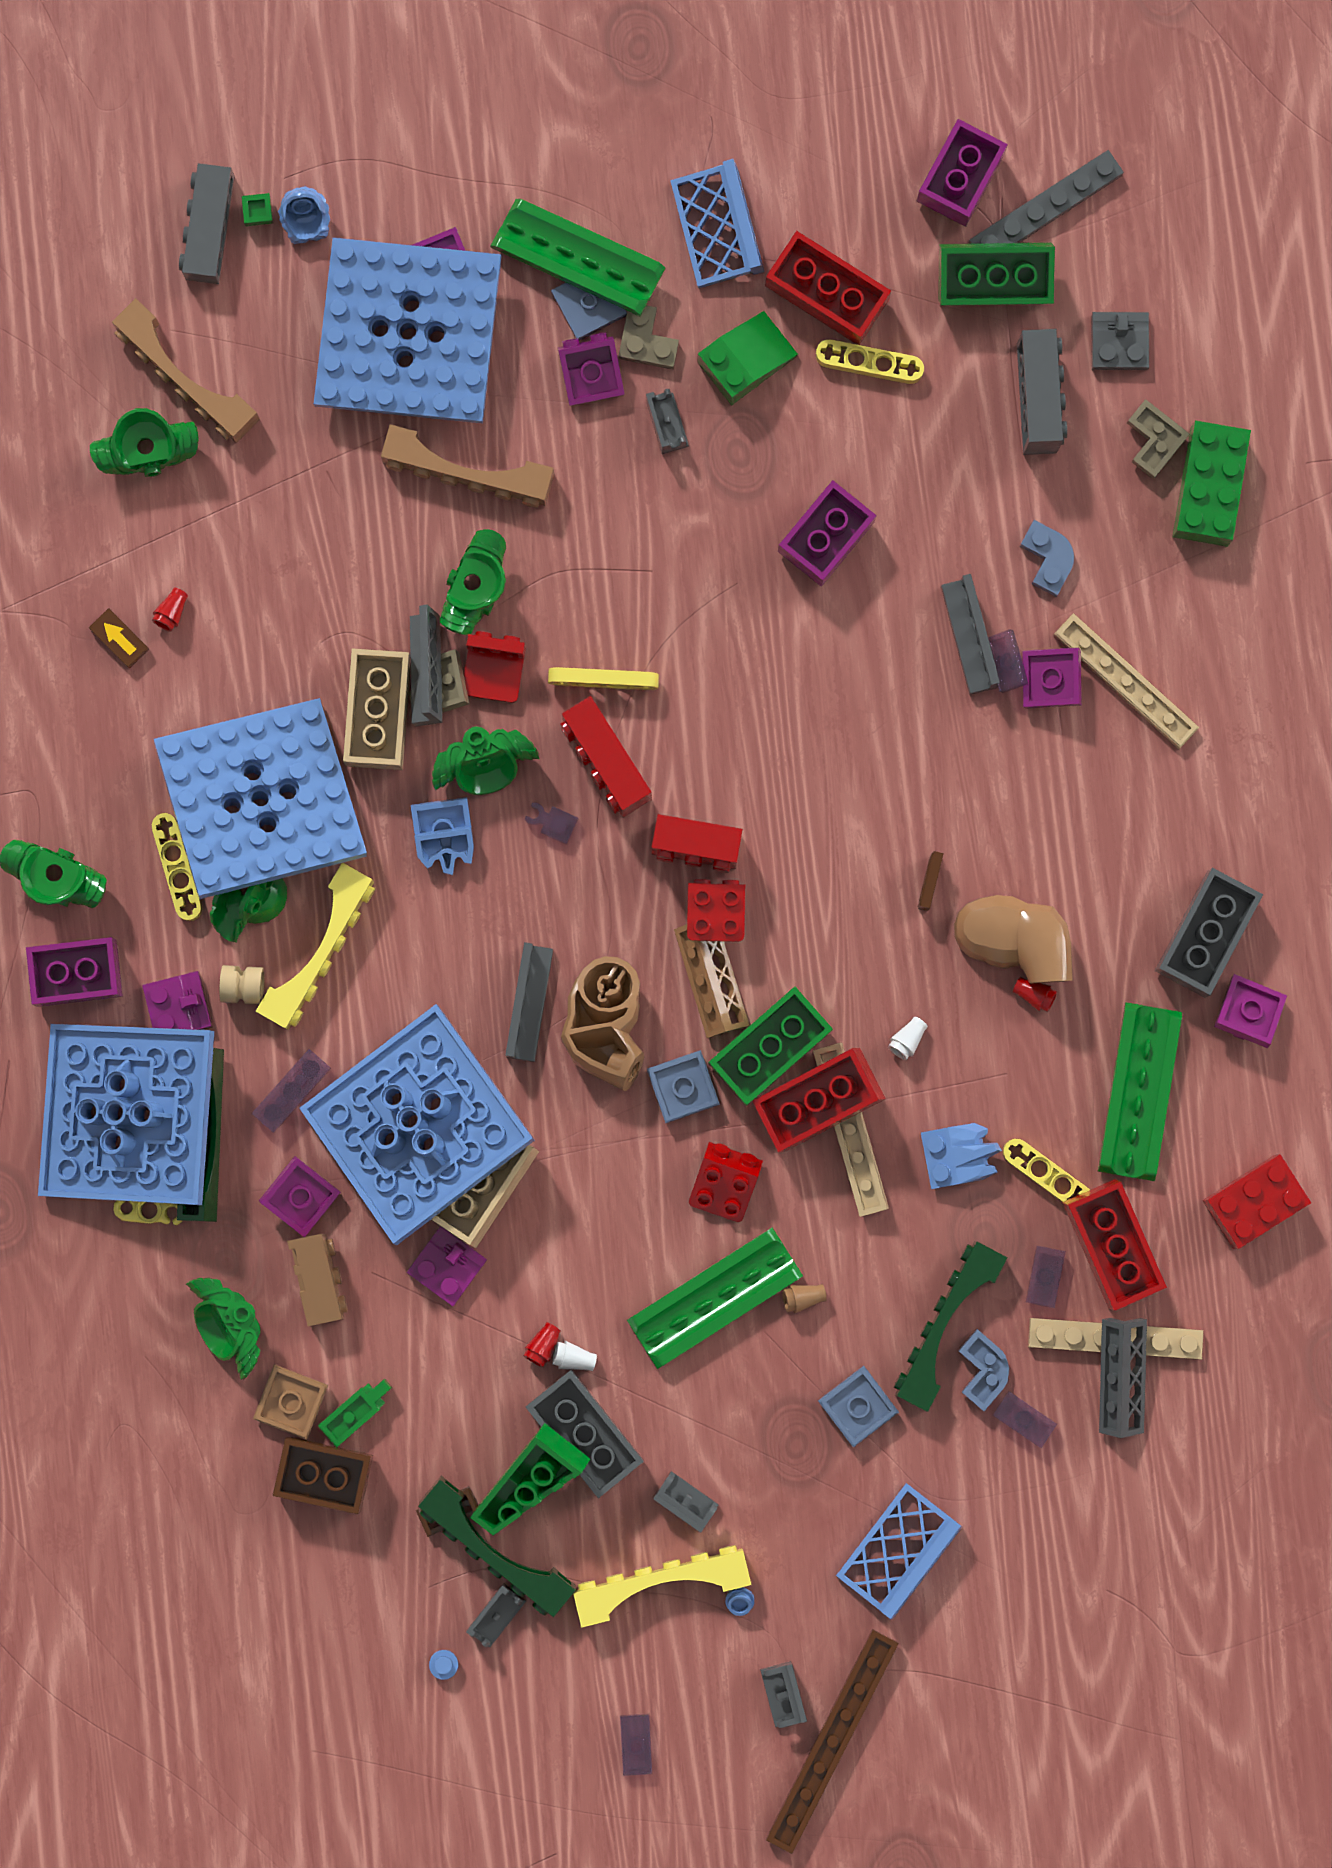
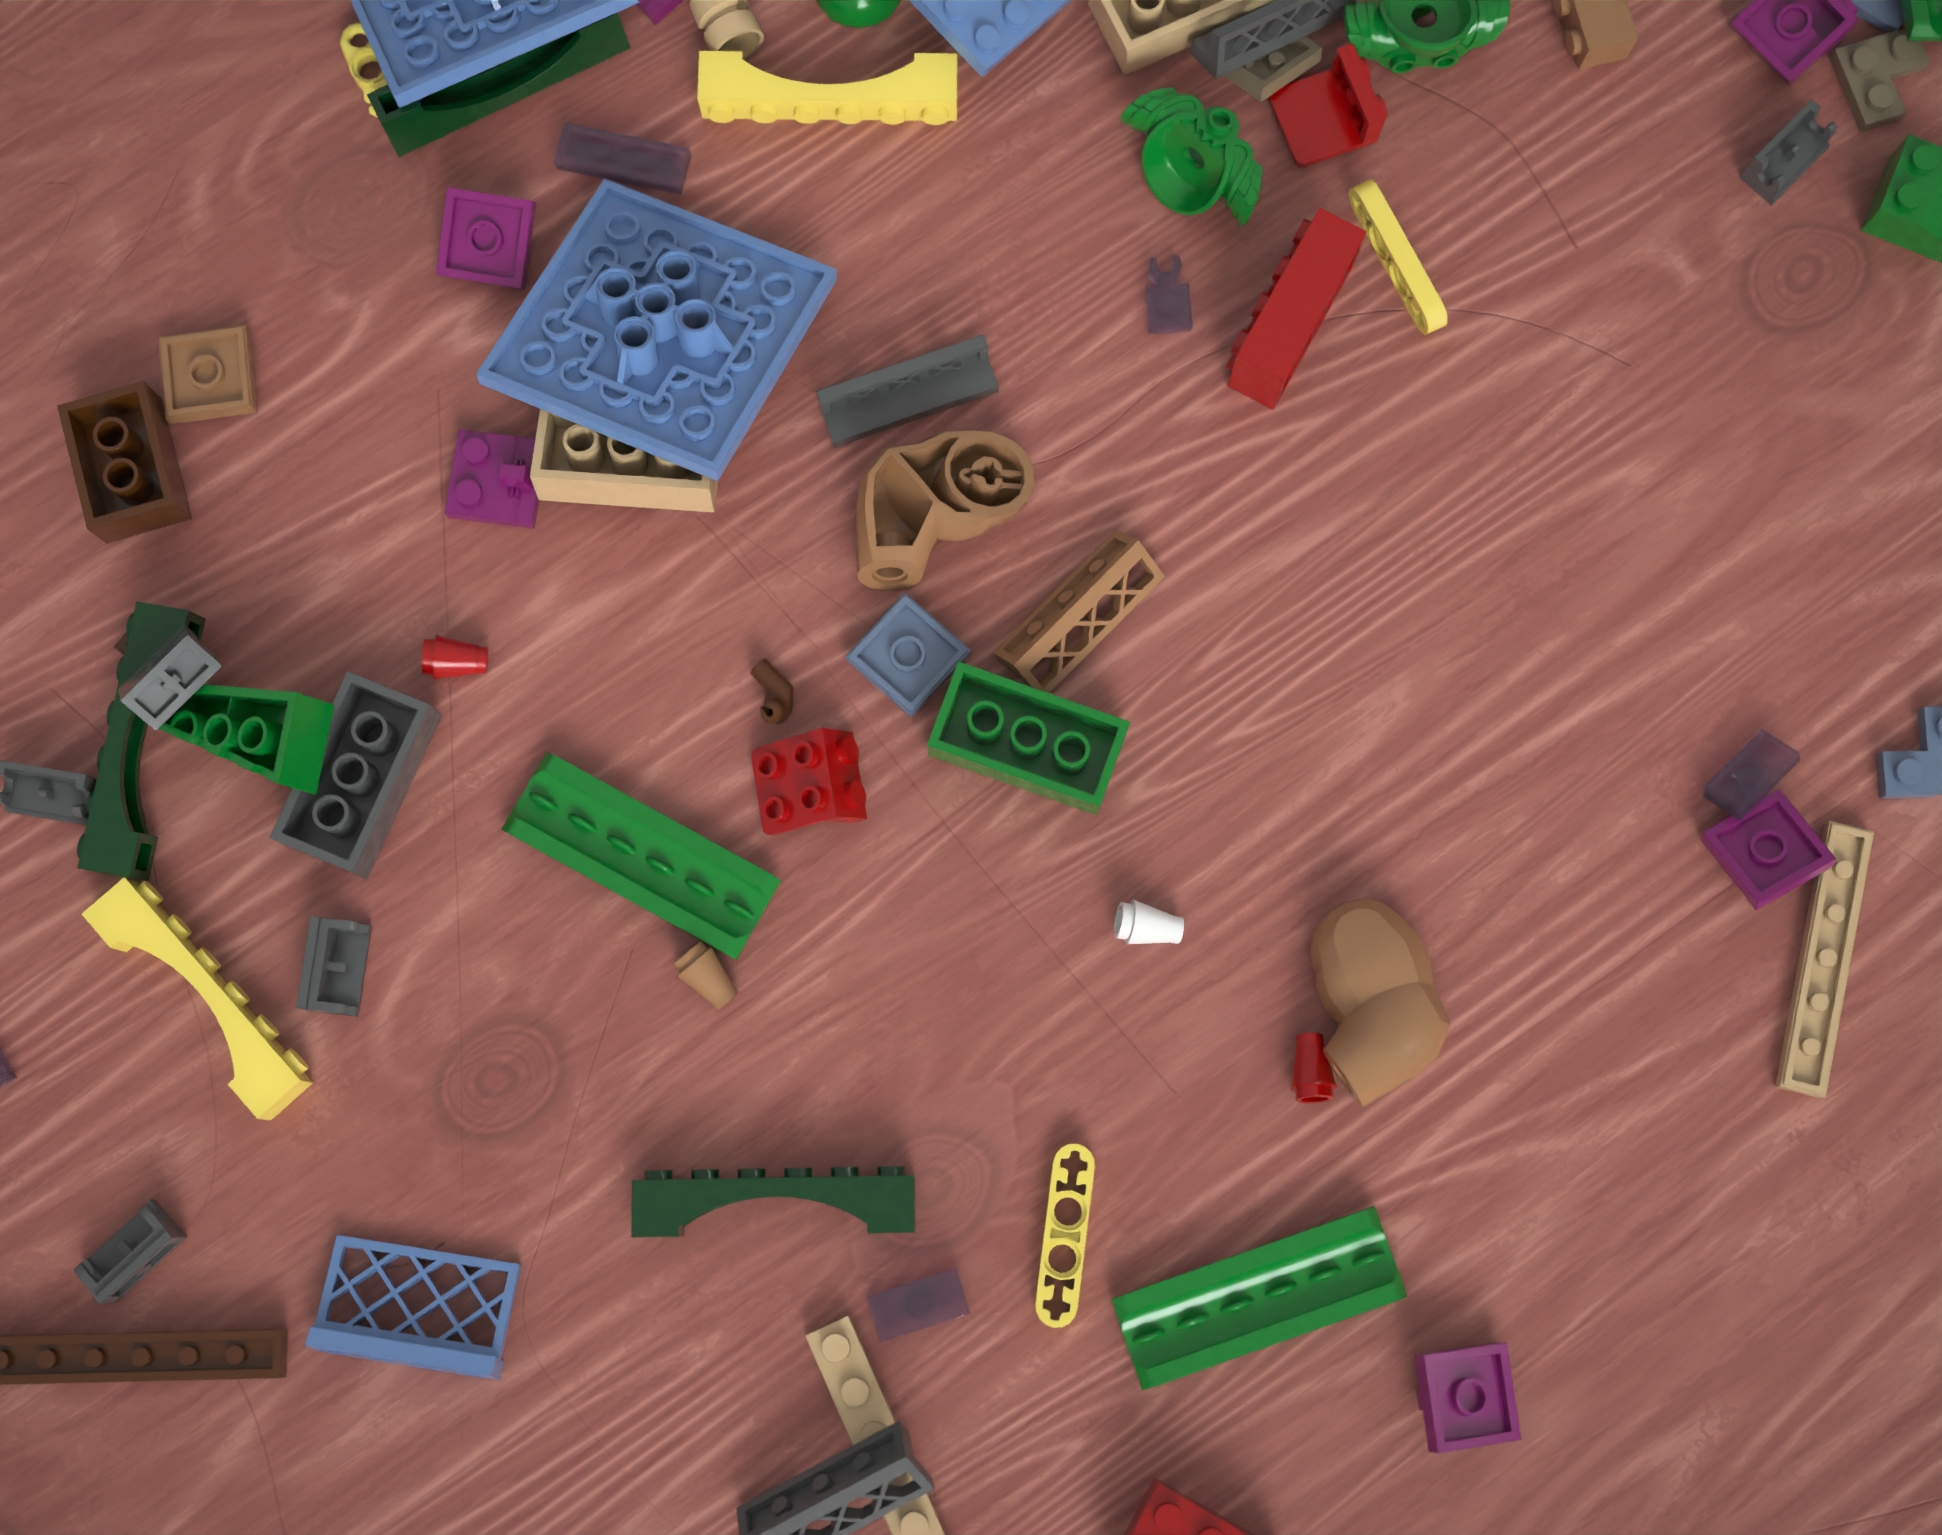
camera: 65 degrees right, 5 degrees down
(226, 1324) = (269, 239): green piece -> none
(318, 1279) = (388, 317): medium nougat wedge -> none
(354, 1412) = (235, 463): green hinge -> none
(443, 832) = (1071, 164): medium blue plate -> none
(477, 1508) = (169, 678): none -> hinge
(573, 1357) = (457, 707): white cone -> none
(664, 1172) = (778, 692): none -> reddish brown arm
(696, 843) = (1250, 487): red brick -> none
(716, 911) = (1172, 564): red bracket -> none
(739, 1601) = (230, 1118): medium blue plate -> none
(819, 1099) = (991, 842): red brick -> none
(826, 533) = (1775, 435): magenta brick -> none
(857, 1152) = (975, 914): tan plate -> none
(858, 1406) = (592, 1136): sand blue plate -> none
(930, 881) = (1384, 835): reddish brown tile -> none
(958, 1155) = (1023, 1084): medium blue plate -> none
(970, 635) = (1754, 707): dark grey fence -> none
(992, 1369) = (747, 1299): sand blue plate -> none
(1024, 1419) = (697, 1387): clear purple plate -> none
(1114, 1244) = (1017, 1381): red brick -> none
(1208, 932) = (1545, 1272): dark grey brick -> none

